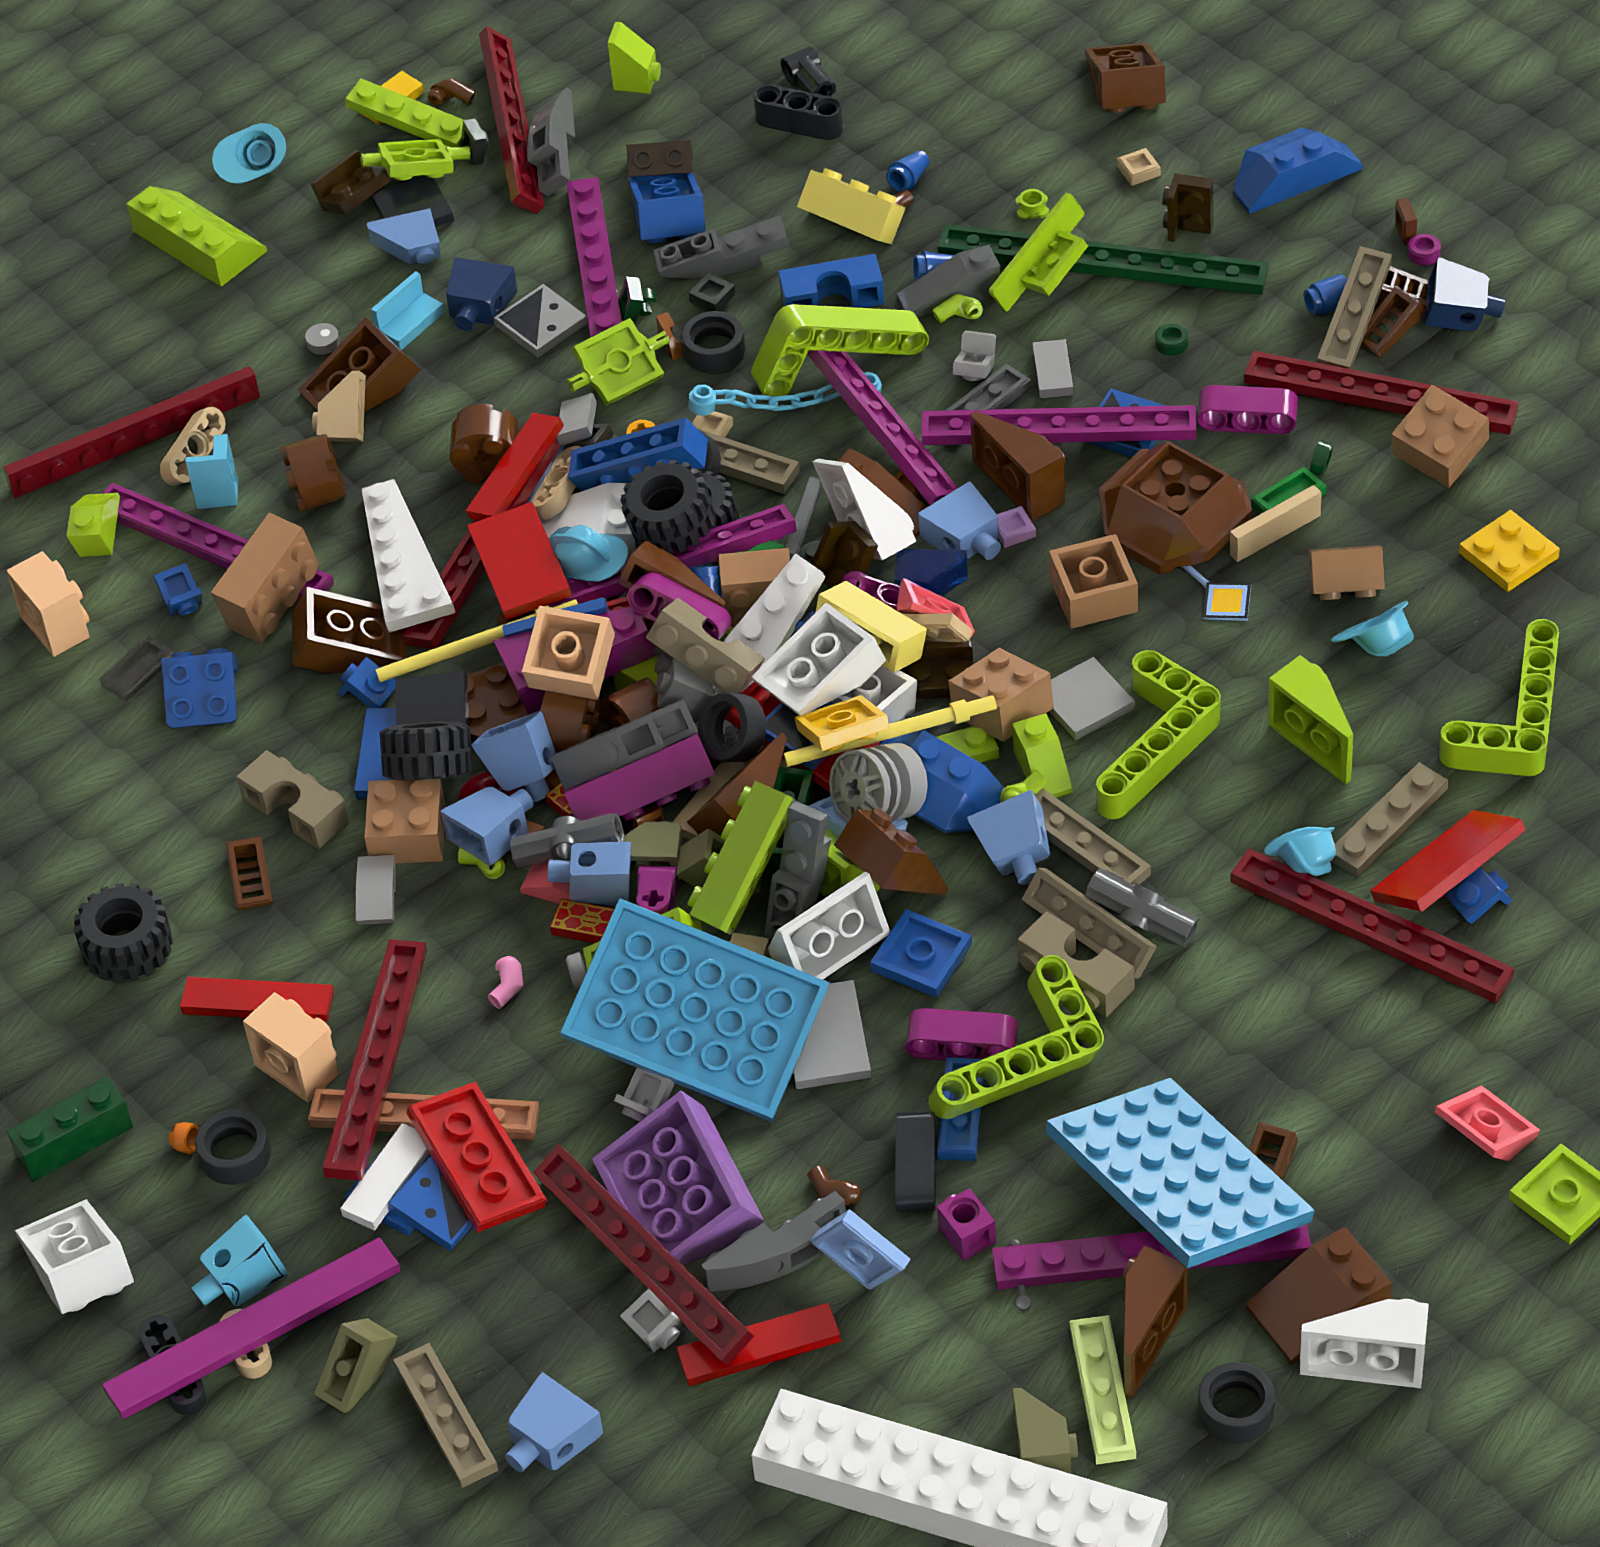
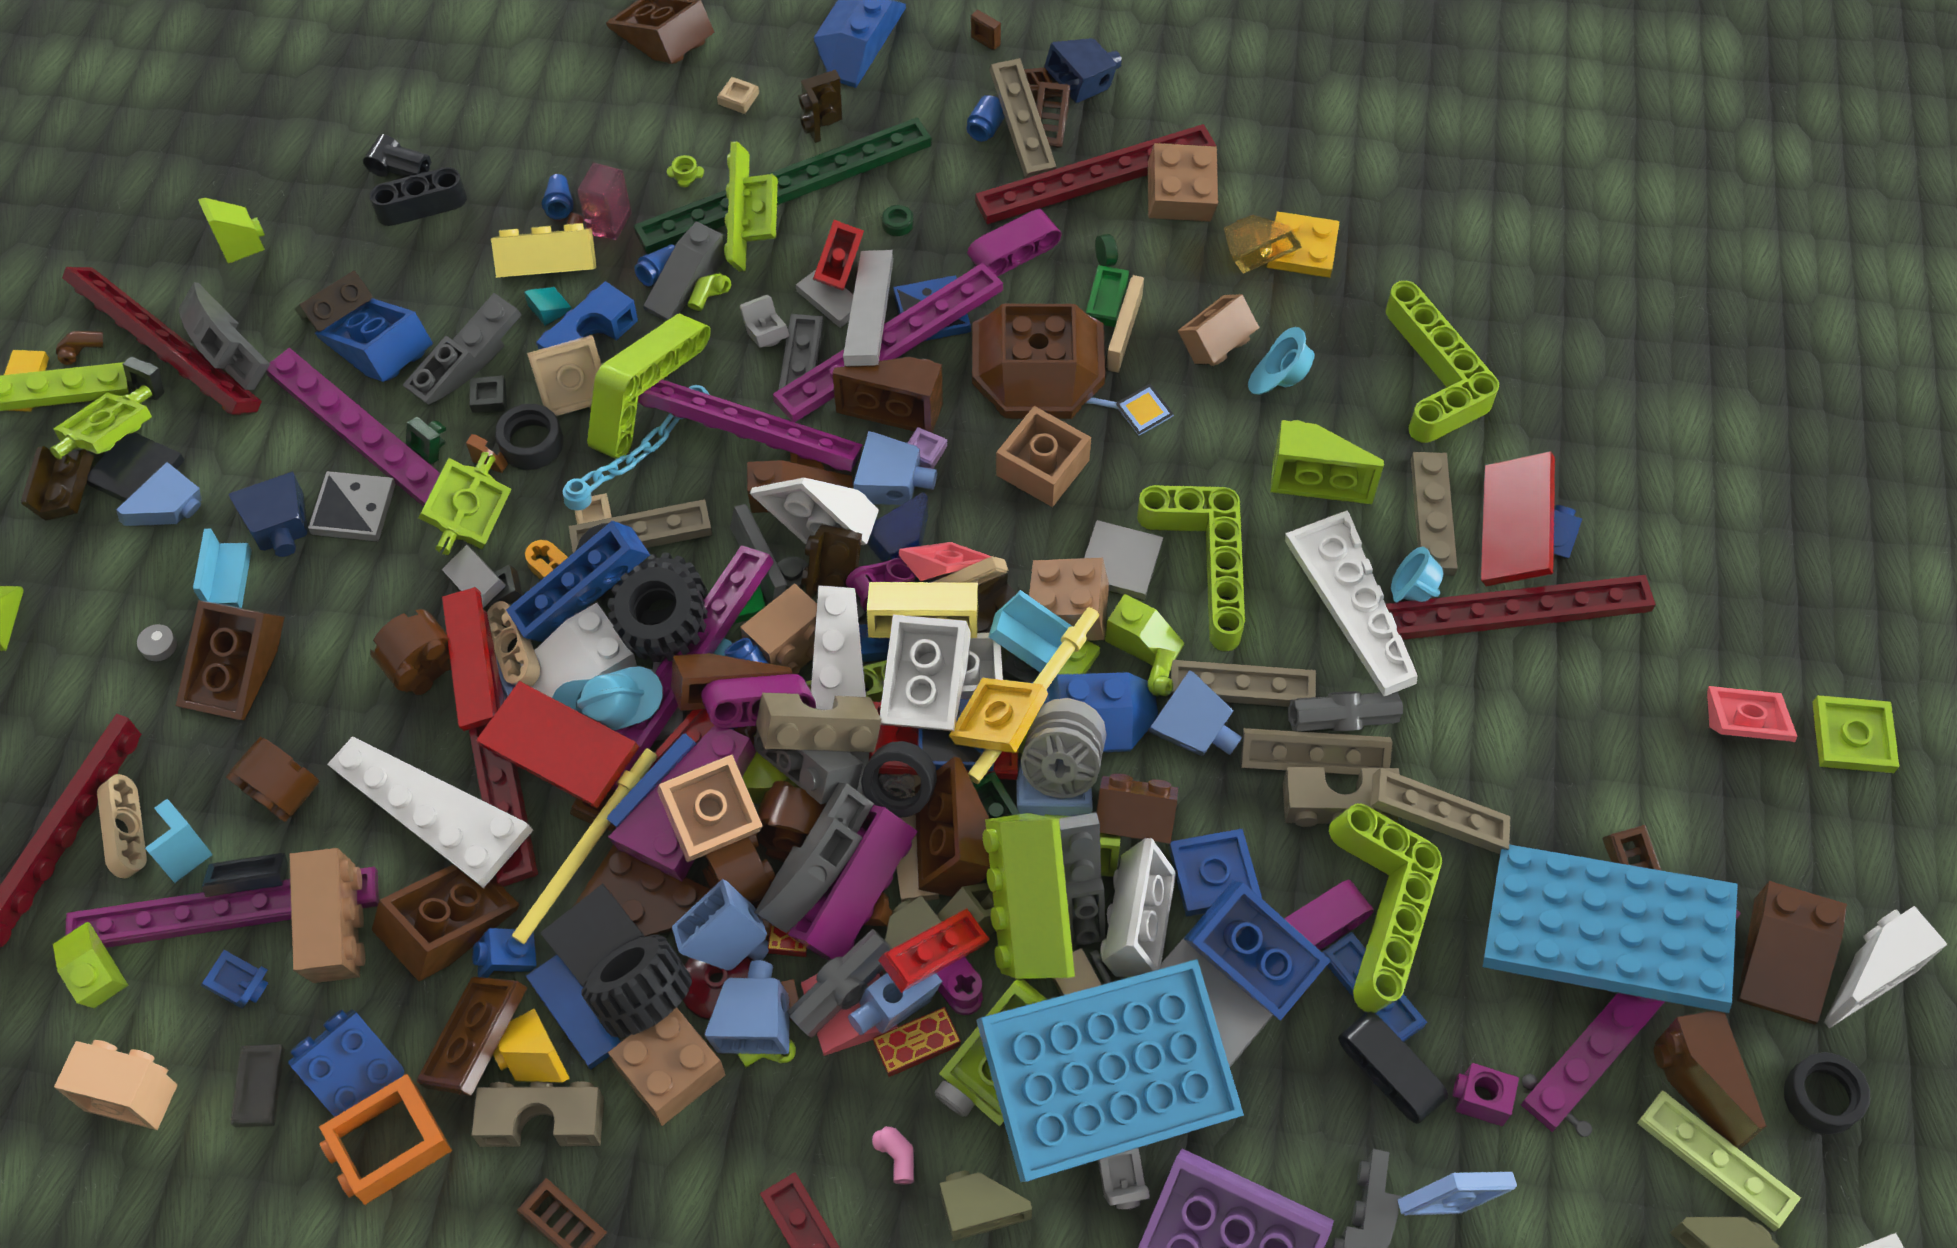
camera: 45 degrees left, 10 degrees up
(184, 772) = (401, 1167): none -> orange window
(233, 523) = (245, 874): none -> black tile
(294, 717) = (471, 1035): none -> reddish brown tile
(322, 750) = (529, 1051): none -> yellow slope
(342, 410) = (248, 704): tan slope -> none
(375, 889) = (696, 1150): light grey slope -> none
(526, 1046) = (980, 1205): none -> olive slope
(642, 849) = (933, 950): none -> red tile
(768, 296) = (566, 374): none -> tan plate
(821, 248) = (547, 304): none -> teal slope
(824, 1186) = (1351, 1146): reddish brown arm -> none
(885, 1007) = (1257, 949): none -> blue slope
(933, 191) = (604, 201): none -> clear pink brick
(935, 687) = (1028, 630): none -> medium azure panel
(1061, 386) = (868, 308): none -> light grey tile
(1082, 336) = (838, 255): none -> red slope
(1133, 1015) = (1440, 811): none -> dark tan plate
(1243, 820) = (1344, 580): none -> white wing
(1424, 249) = (1014, 45): magenta tile -> none
(1454, 521) = (1259, 241): none -> clear yellow slope

